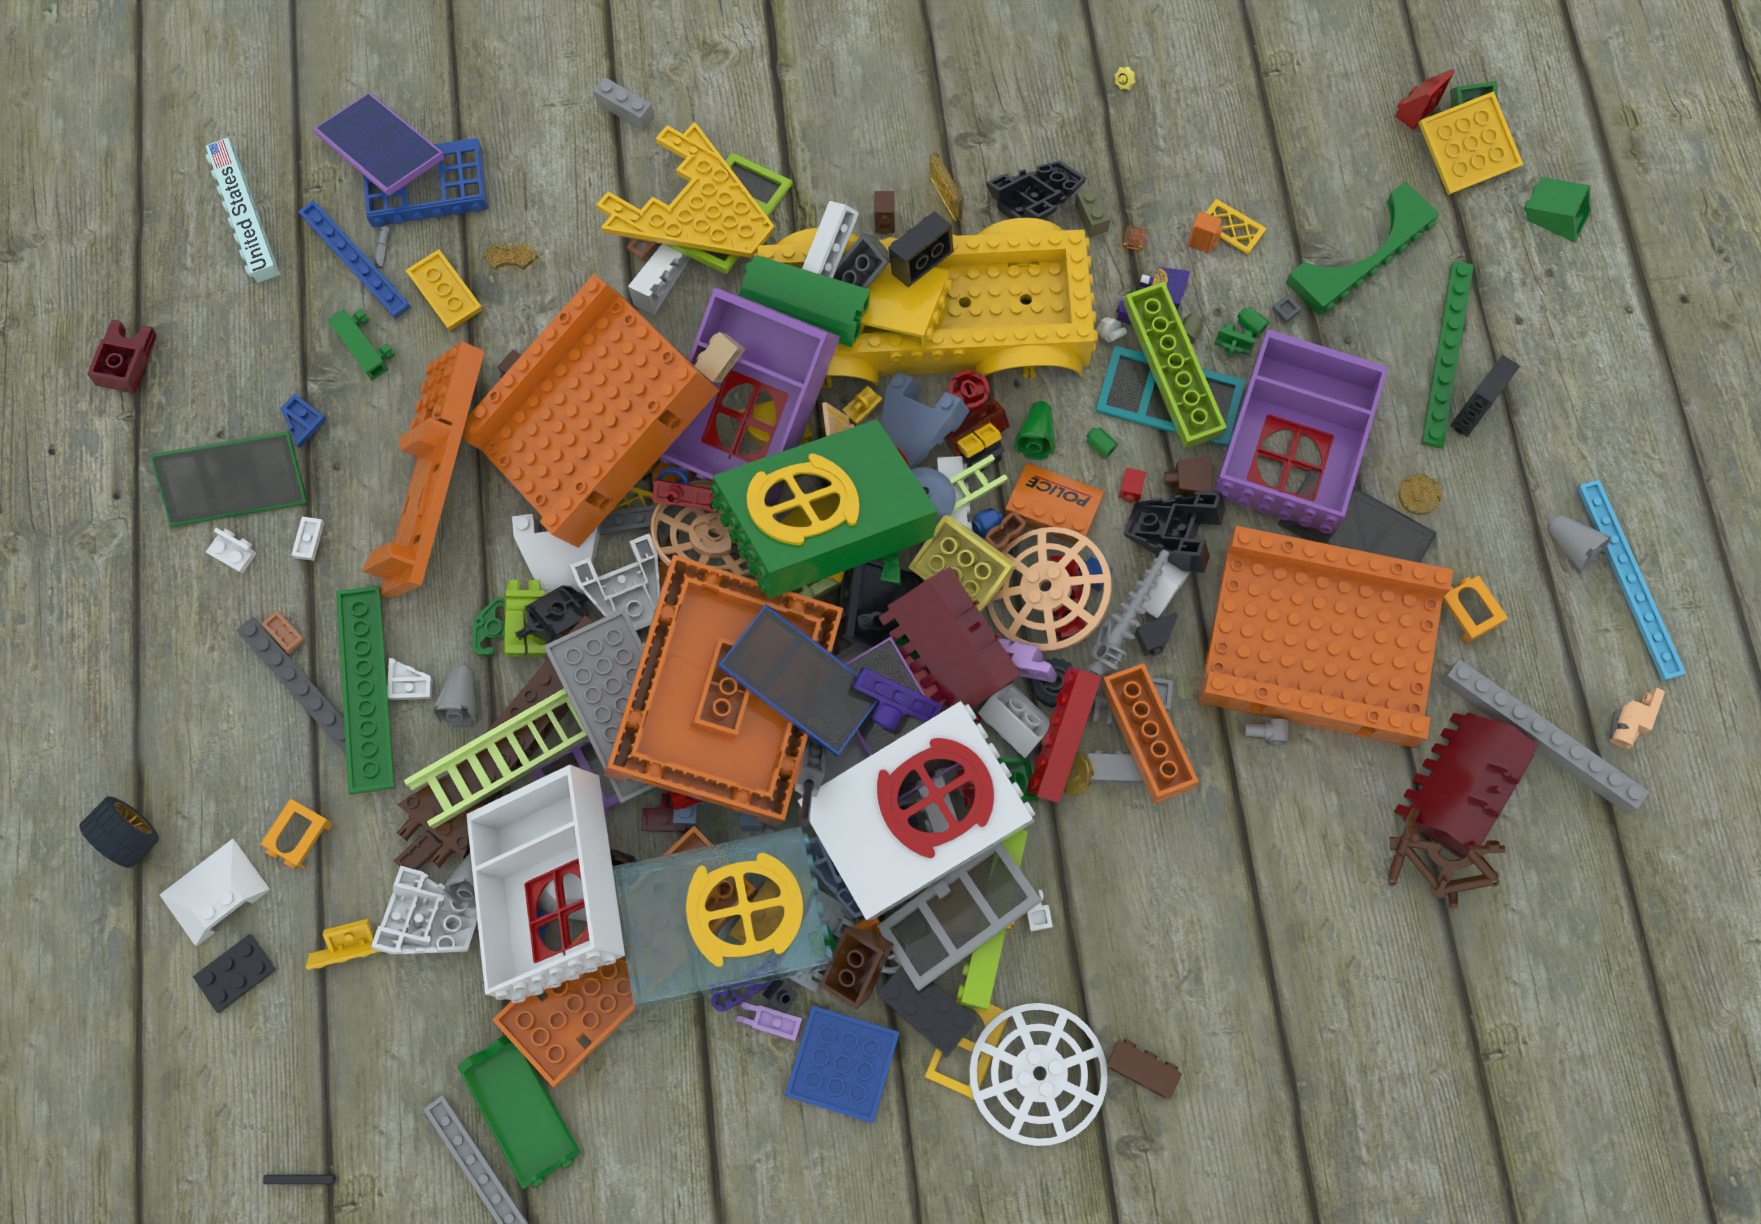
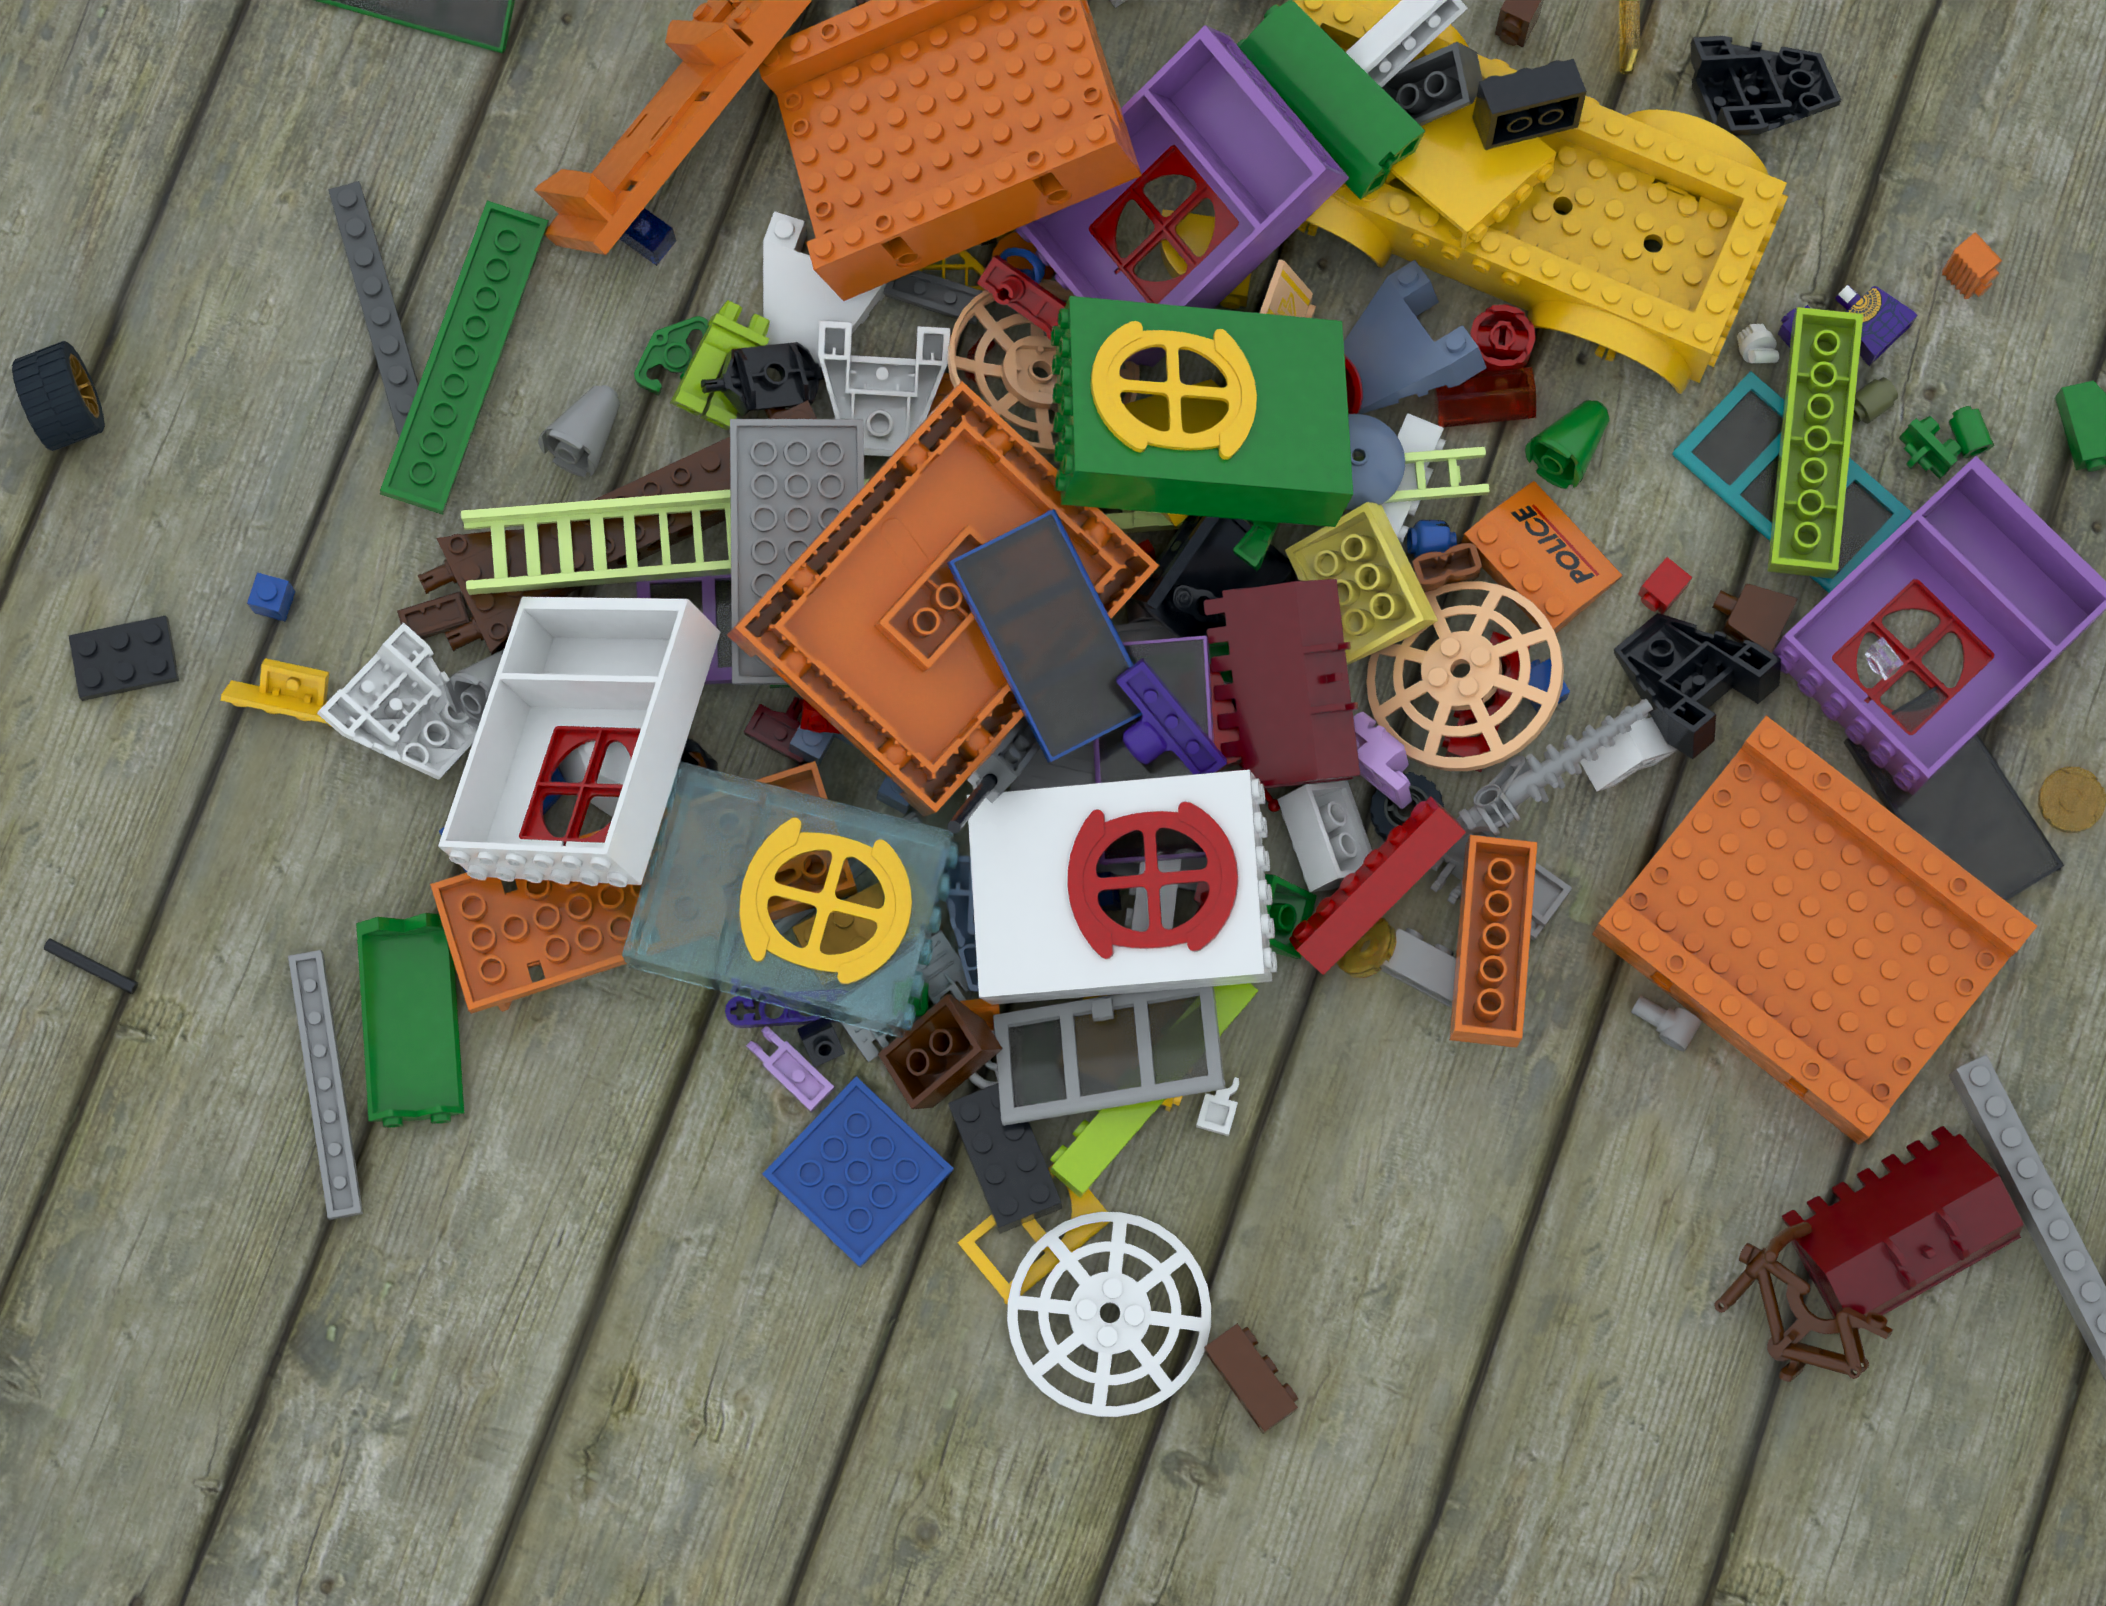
camera: 25 degrees right, 5 degrees up
(214, 891) = (144, 535): white slope -> none
(231, 551) = (369, 72): white bracket -> none
(283, 632) = (390, 223): nougat plate -> none
(296, 856) = (274, 542): light orange panel -> none
(307, 538) = (481, 105): white plate -> none
(310, 890) = (271, 597): none -> blue brick
(407, 683) = (525, 376): white wing -> none
(443, 566) = (649, 236): none -> clear blue brick
(719, 357) = (1162, 128): tan brick -> none
(862, 405) = (1341, 285): yellow hips -> none
(982, 445) = (1481, 429): yellow hips -> none
(1092, 211) = (1826, 155): olive brick -> none
(1101, 442) = (1654, 503): green brick -> none
(1134, 238) = (1868, 224): clear orange plate -> none
(1155, 635) = (1582, 813): black slope -> none
(1246, 222) = (2049, 278): yellow window -> none
(1283, 462) = (1883, 659): none -> clear plate
(1286, 309) = (2031, 437): dark grey plate -> none
(1463, 618) = (2028, 1026): light orange panel -> none

